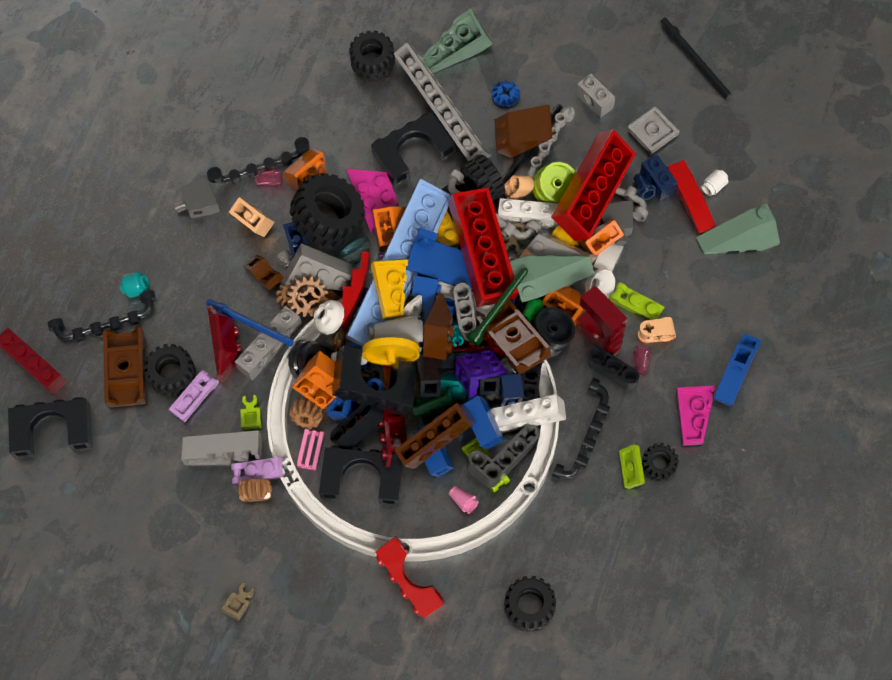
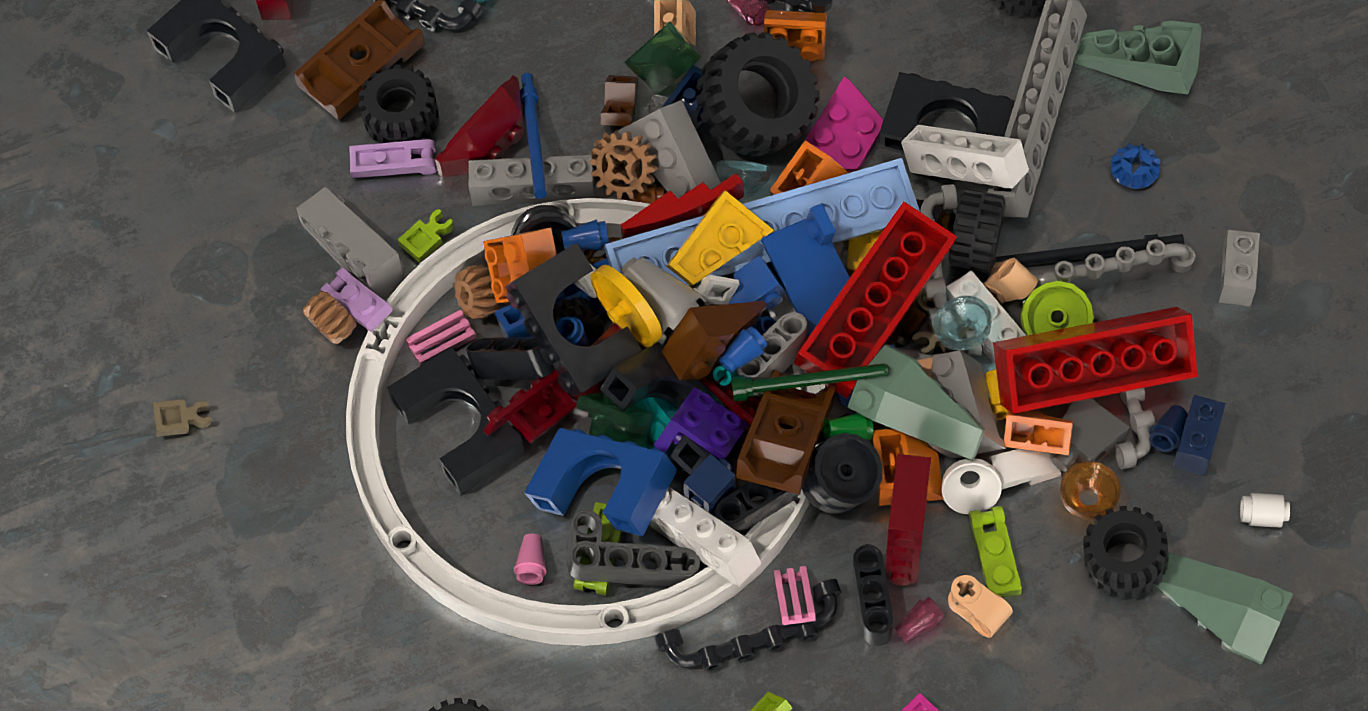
camera: 50 degrees right, 5 degrees down
(270, 233) = (663, 58): none -> clear green slope
(332, 318) = (617, 206): white piece -> none
(333, 340) = (588, 236): none -> blue cone
(424, 598) = (373, 534): red arch -> none
(435, 436) = (568, 449): reddish brown brick -> none
(443, 153) = (965, 156): none -> white brick
(459, 320) = (743, 349): none -> blue cone
(520, 216) = (960, 313): none -> clear light blue piece
(522, 130) = (1092, 219): reddish brown slope -> none
(569, 401) = (791, 578): none -> bright pink tile
(645, 233) = (1091, 477): none -> clear orange piece
(653, 130) = (1263, 376): light grey plate -> none
(682, 237) = (1121, 528): none -> black tyre
(691, 196) = (1212, 497): red slope -> none

